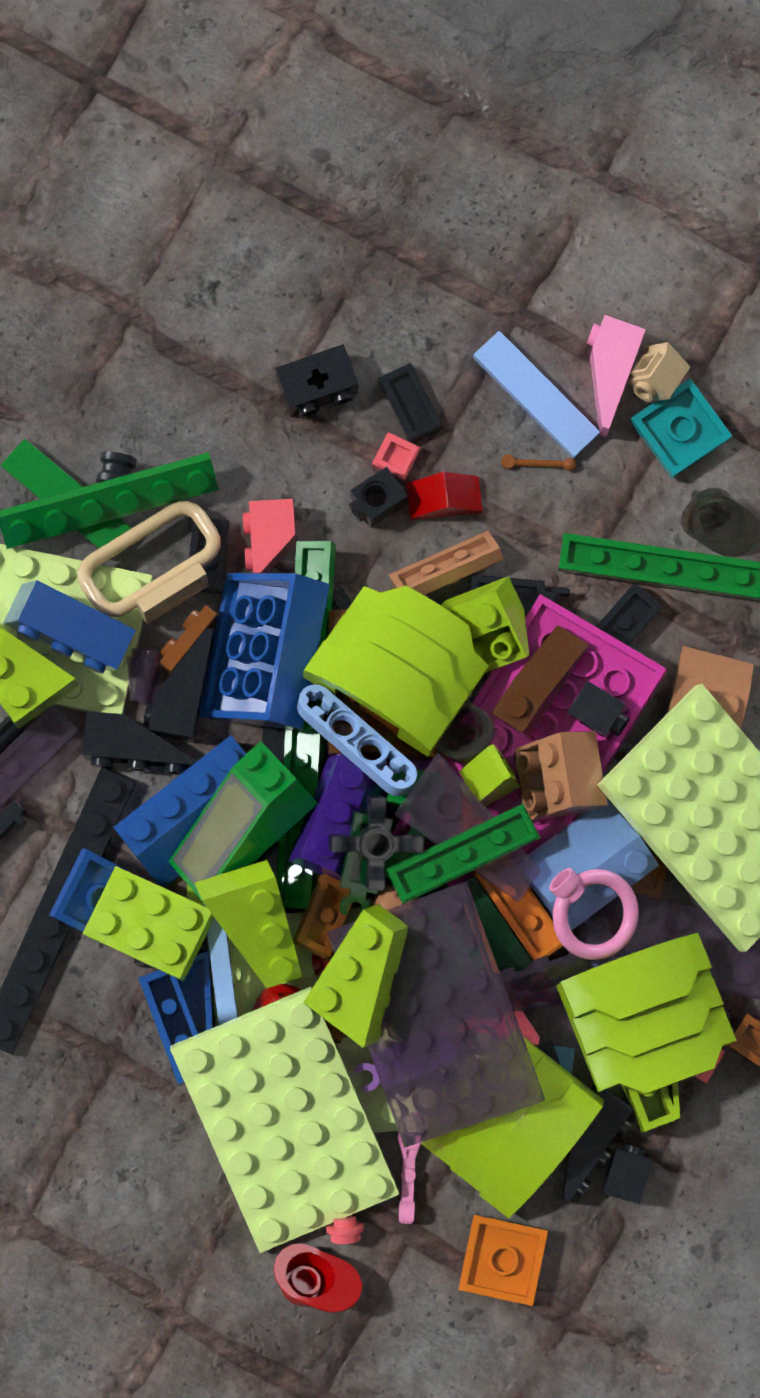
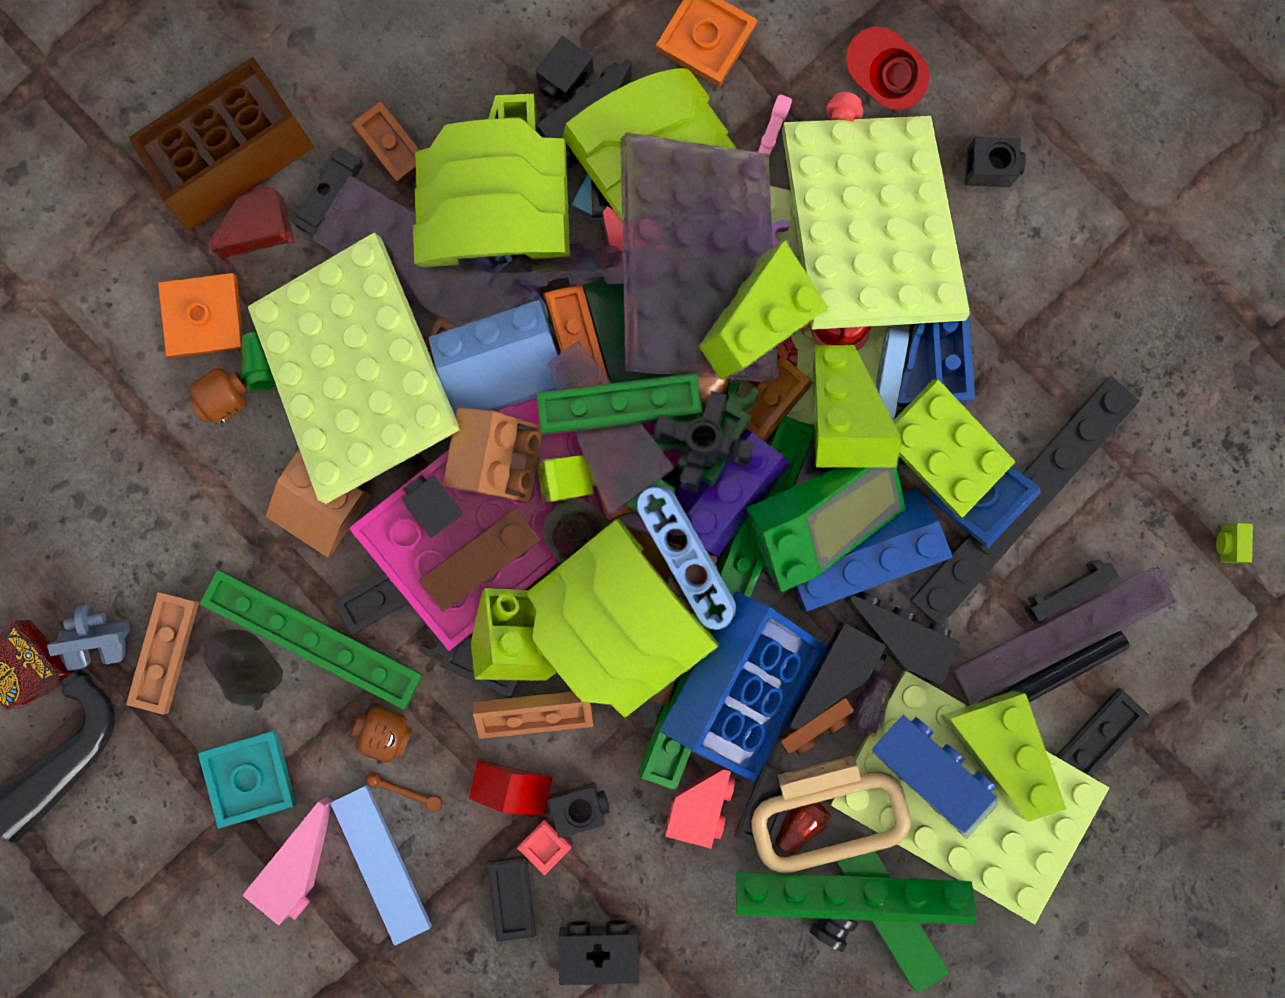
camera: 160 degrees left, 5 degrees up
(171, 548) = (802, 826): none -> clear red cone
(202, 1226) = (981, 172): none -> black brick
(569, 887) = (523, 333): bright pink piece -> none
(576, 505) = (381, 734): none -> dark orange head
(658, 372) = (247, 844): tan window -> none

